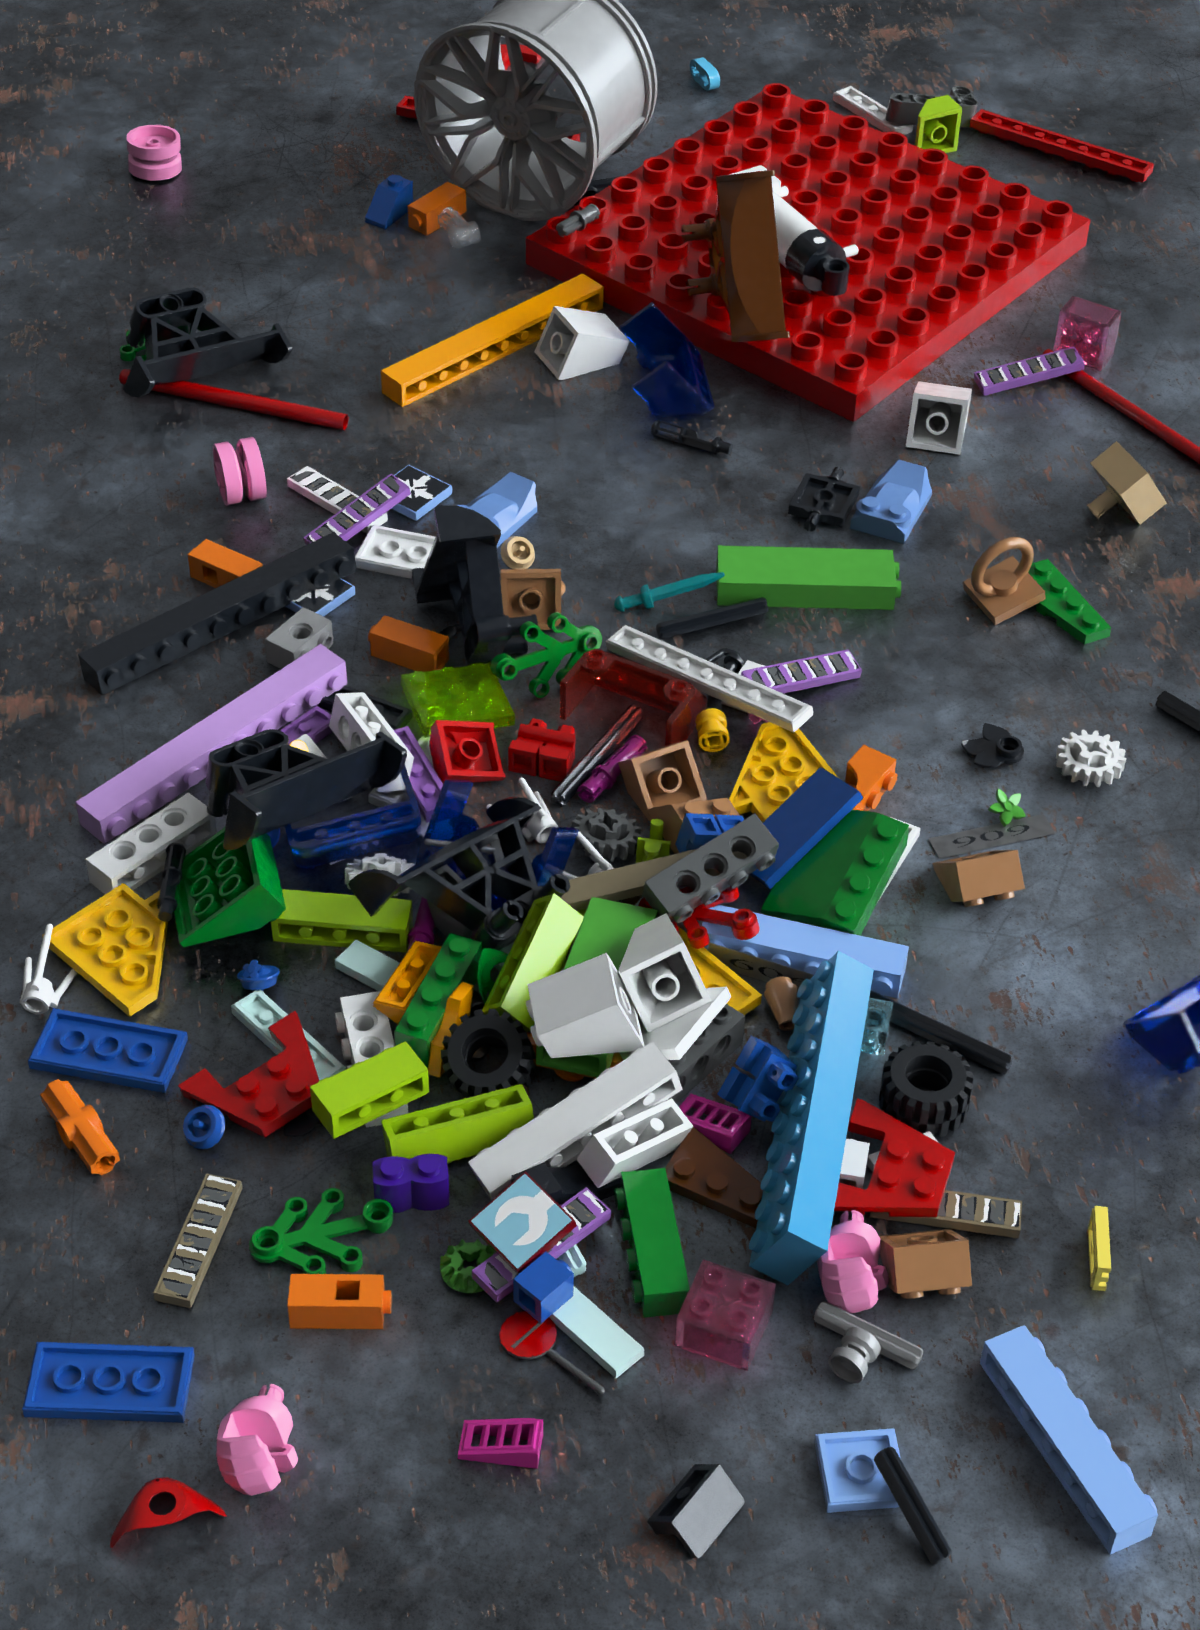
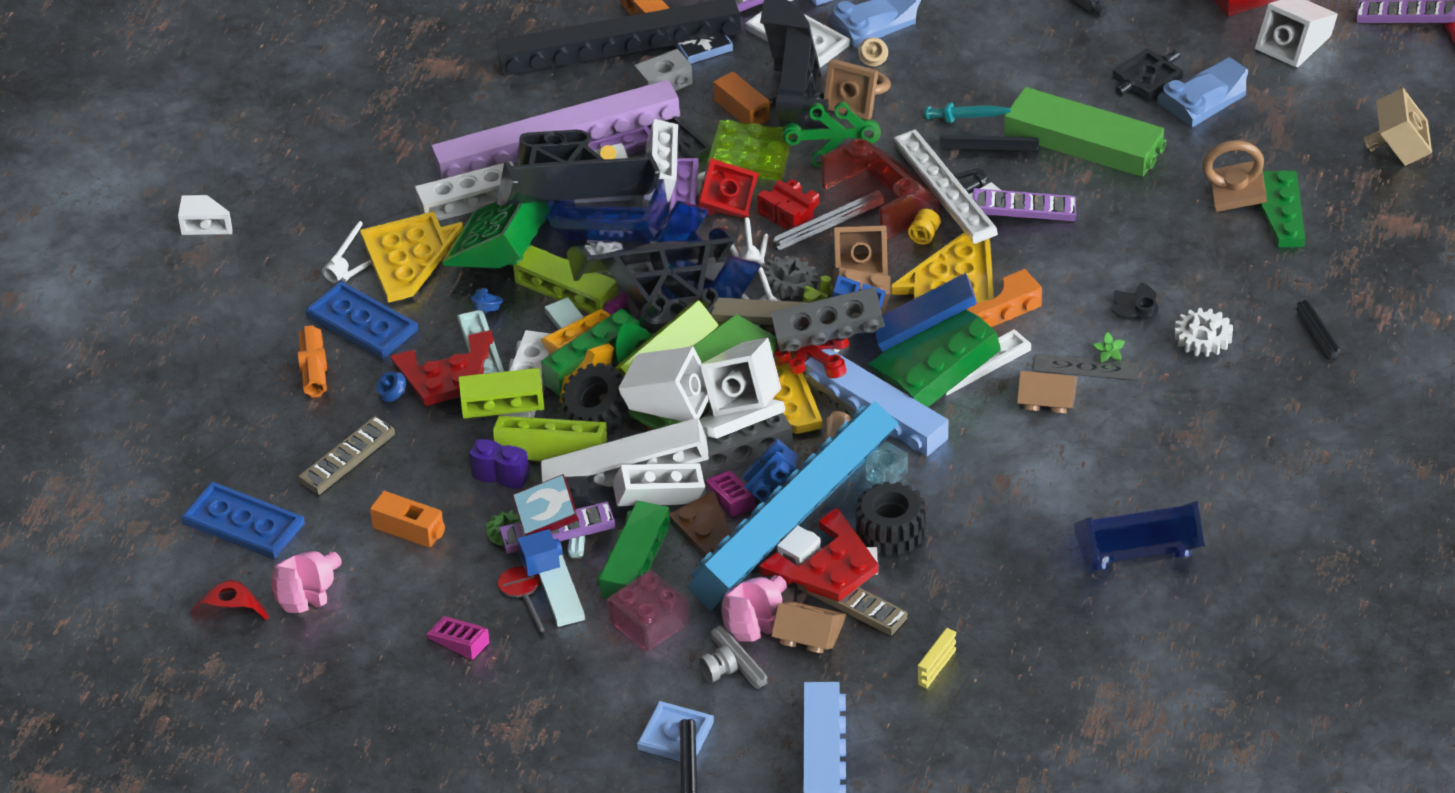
camera: 30 degrees right, 0 degrees up
(170, 879) = (464, 218): black piece -> none
(317, 1234) = (392, 473): green plant -> none
(605, 775) = (822, 236): magenta pin -> none
(698, 1508) = (554, 717): panel -> none
(943, 1034) = (936, 487): black axle -> none

